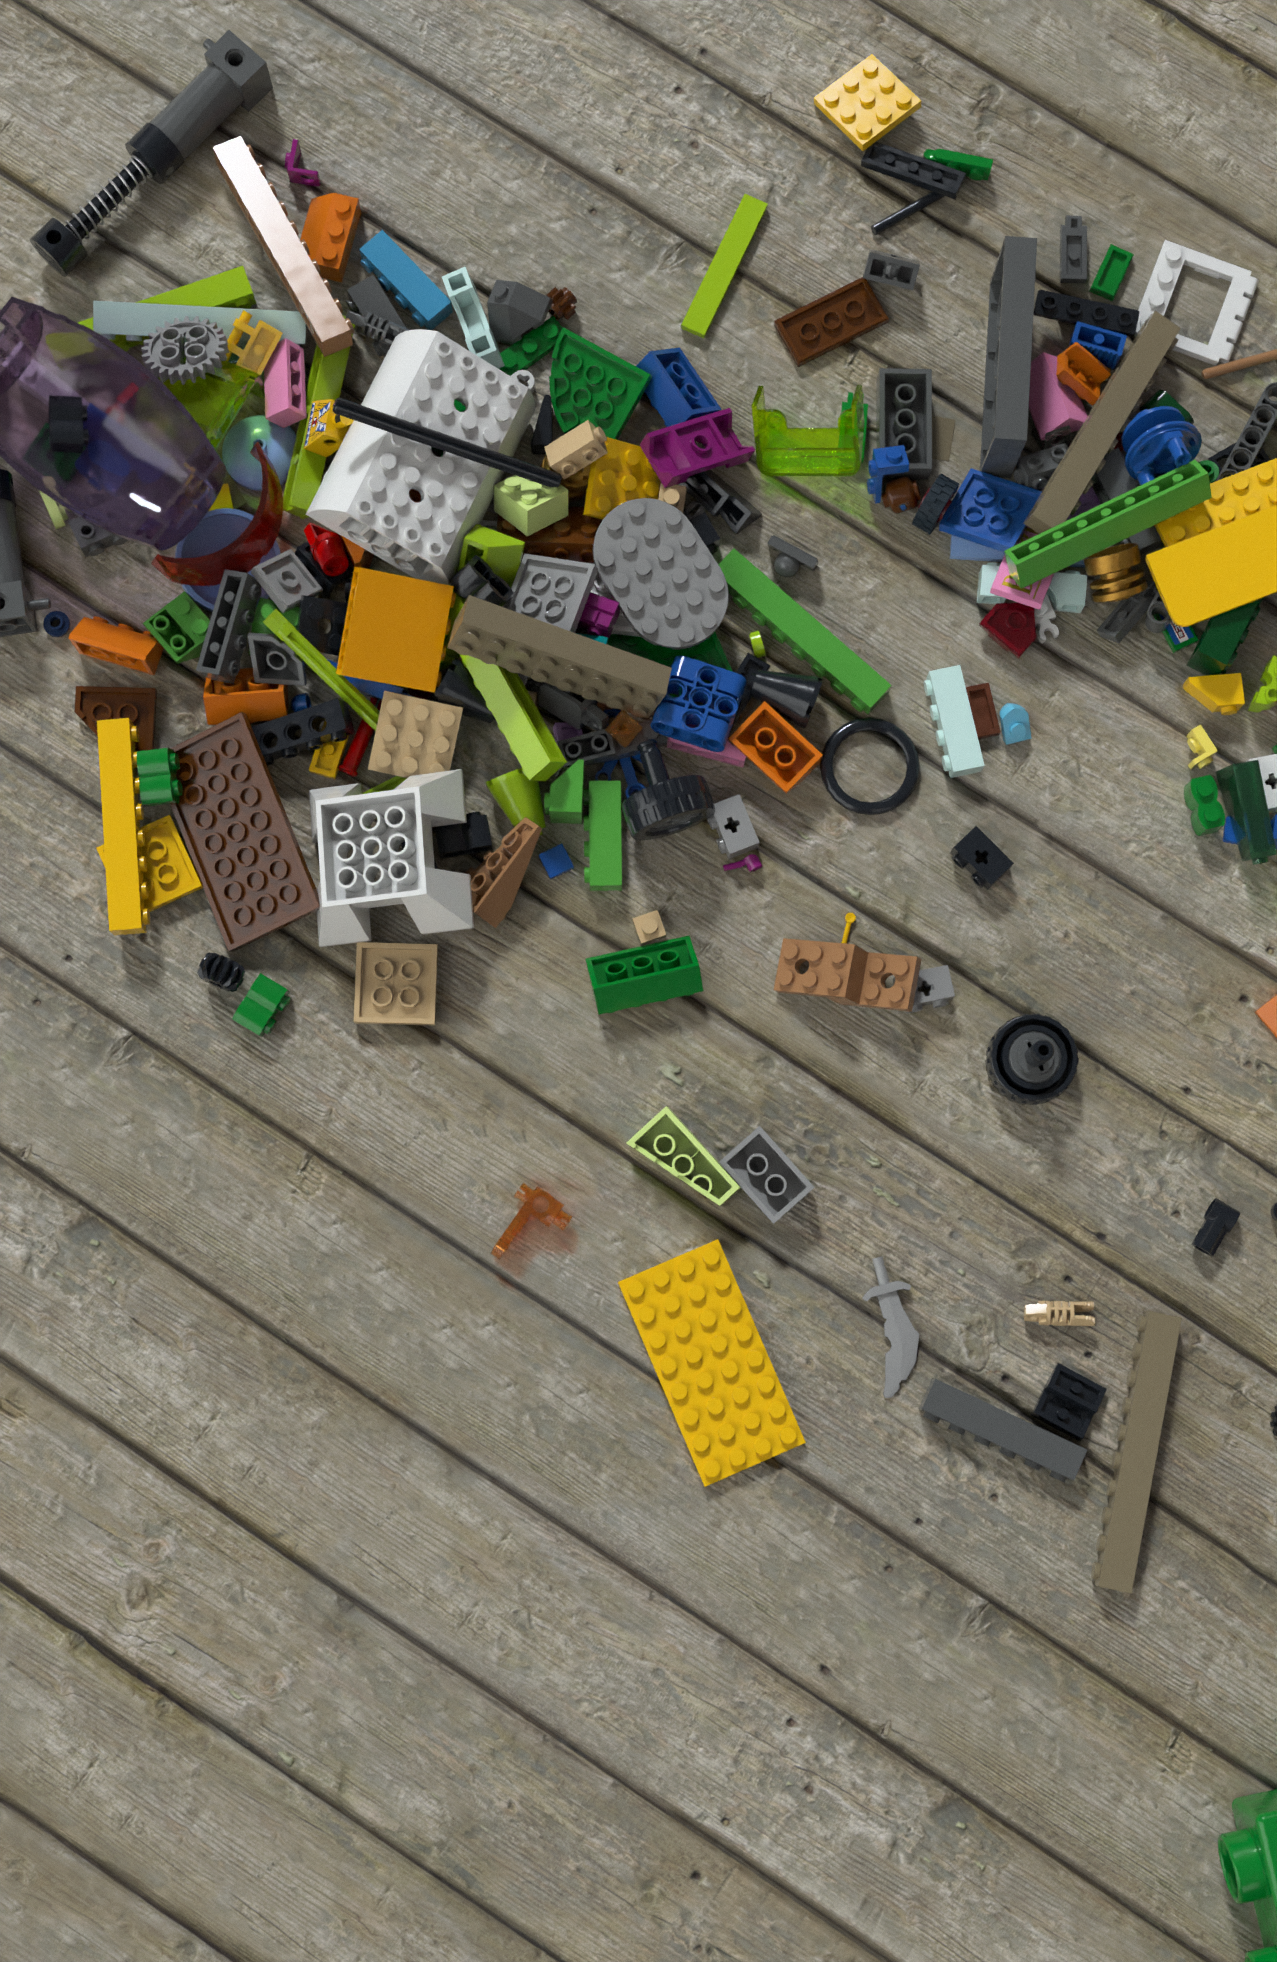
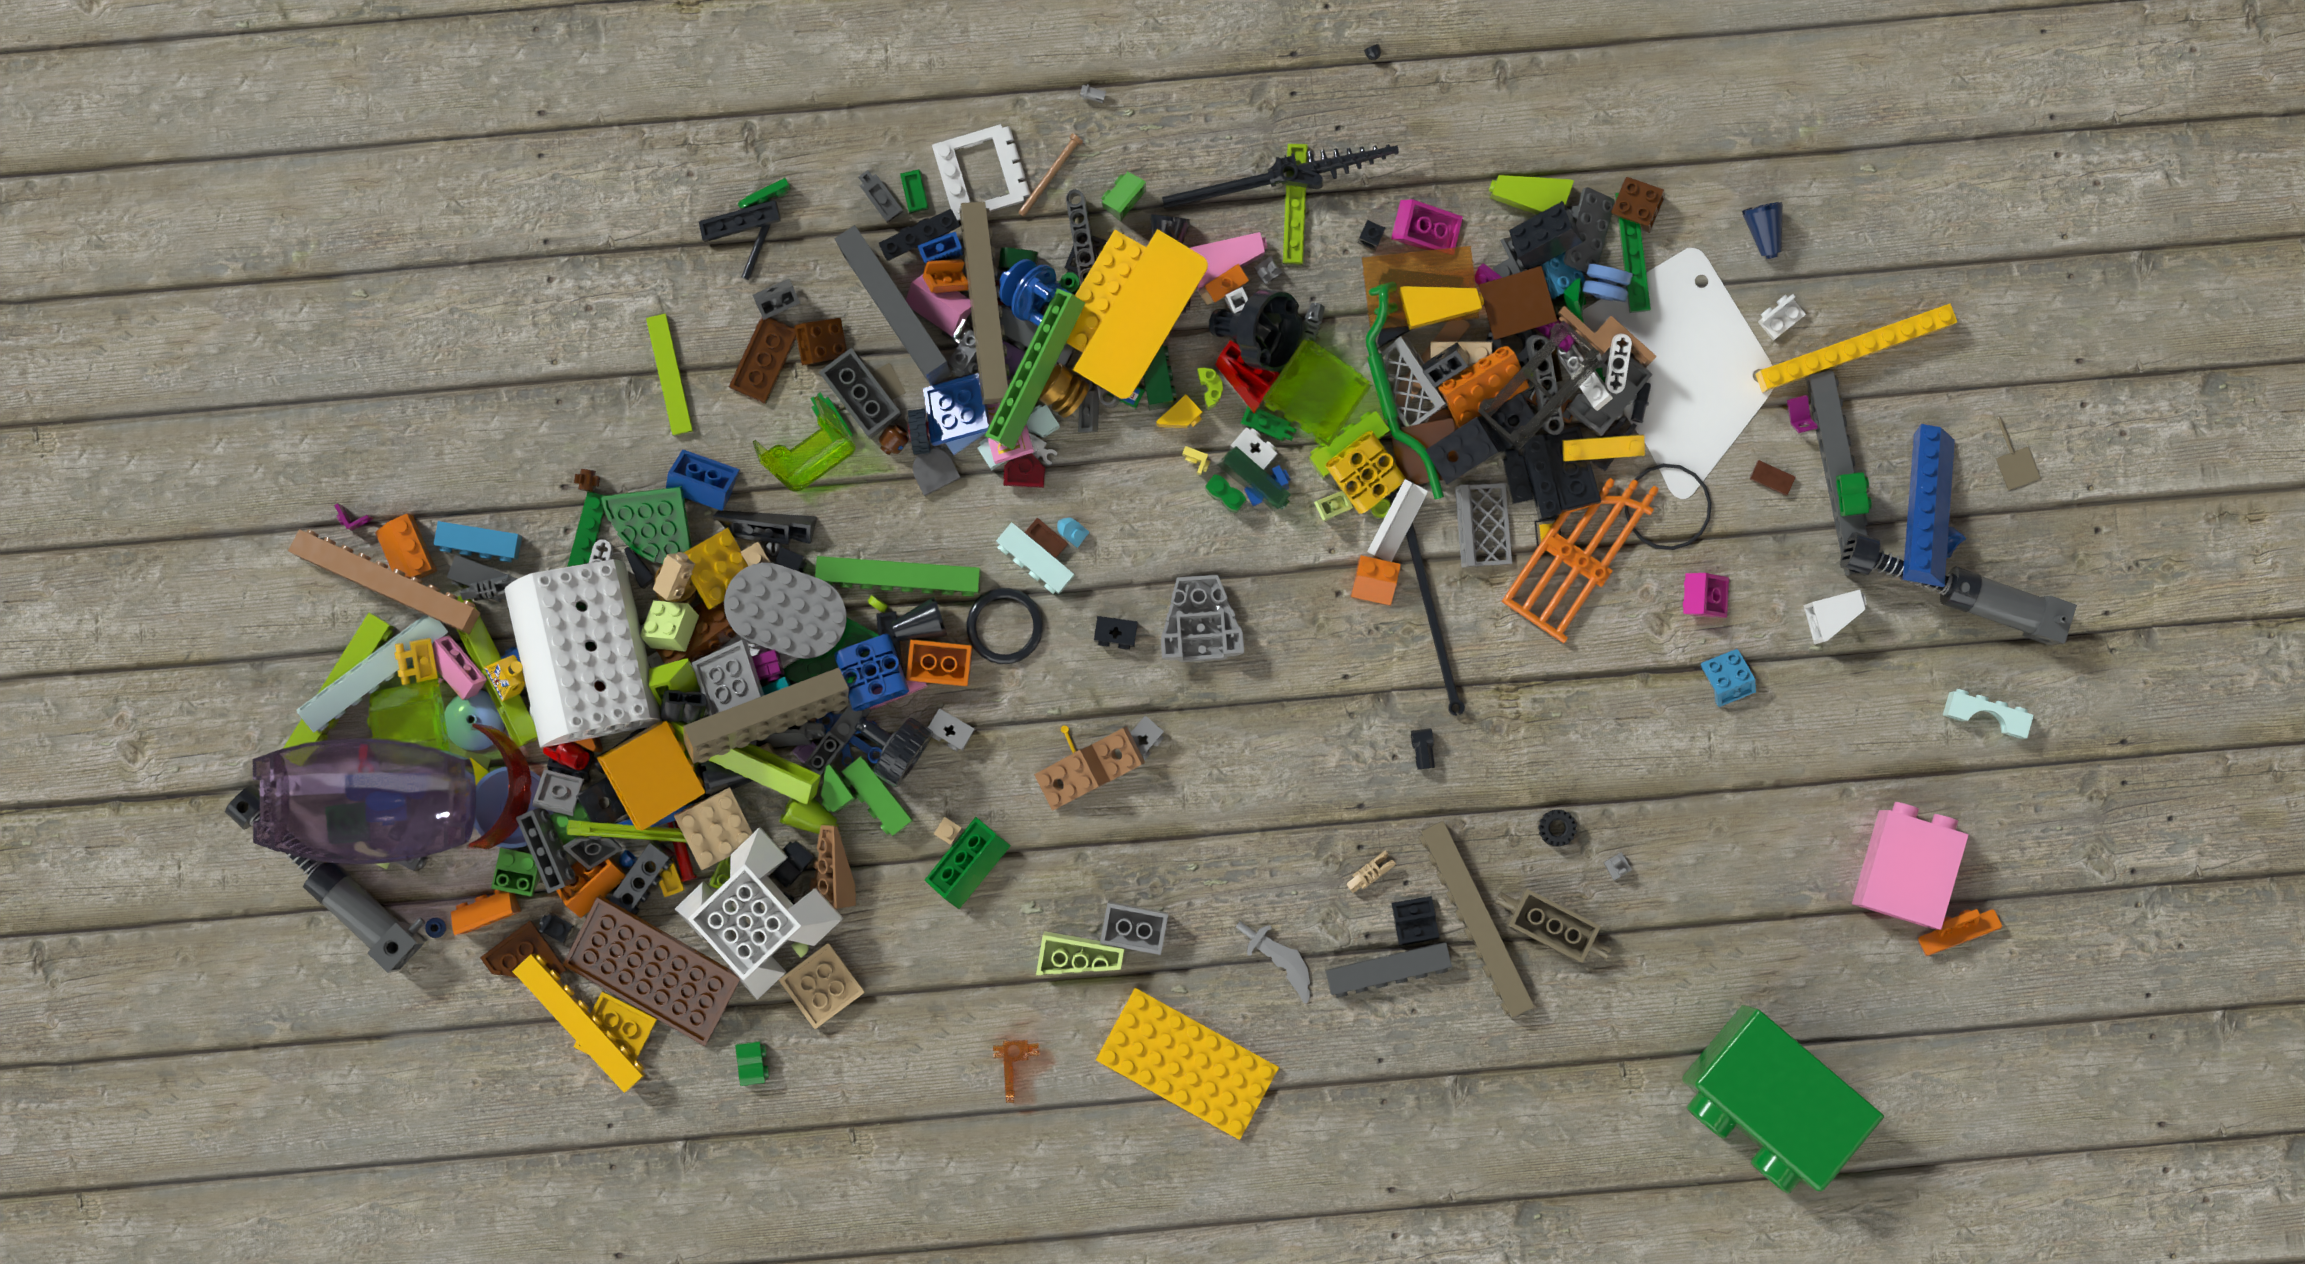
camera: 35 degrees left, 5 degrees up
(66, 424) = (344, 803): black brick -> none
(158, 776) = (577, 974): green brick -> none
(159, 148) = (254, 571): piece -> none
(175, 715) = (555, 927): none -> black bracket
(203, 350) = (369, 708): light grey gear -> none
(221, 972) = (711, 1062): black gear -> none
(405, 928) = (800, 948): none -> yellowish green hinge
(446, 443) = (593, 639): black axle -> none
(472, 316) = (551, 541): light aqua arch -> none
(515, 310) = (562, 508): dark grey slope -> none
(556, 861) = (859, 834): blue tile -> none
(623, 728) = (838, 725): clear orange tile -> none
(678, 457) = (738, 528): magenta piece -> none
(751, 861) = (979, 742): magenta hand -> none
(790, 558) = (855, 533): dark grey tile -> none
(867, 102) = (676, 197): yellow plate -> none
(884, 462) = (869, 430): blue bracket -> none
(903, 341) = (820, 340): none -> reddish brown bracket
(918, 558) = (934, 471): none -> flat silver tile
(1032, 1059) = (1239, 733): black wheel -> none
(1078, 916) = (1200, 622): none -> light grey wedge
(1217, 1522) = (1553, 925): none -> dark tan brick

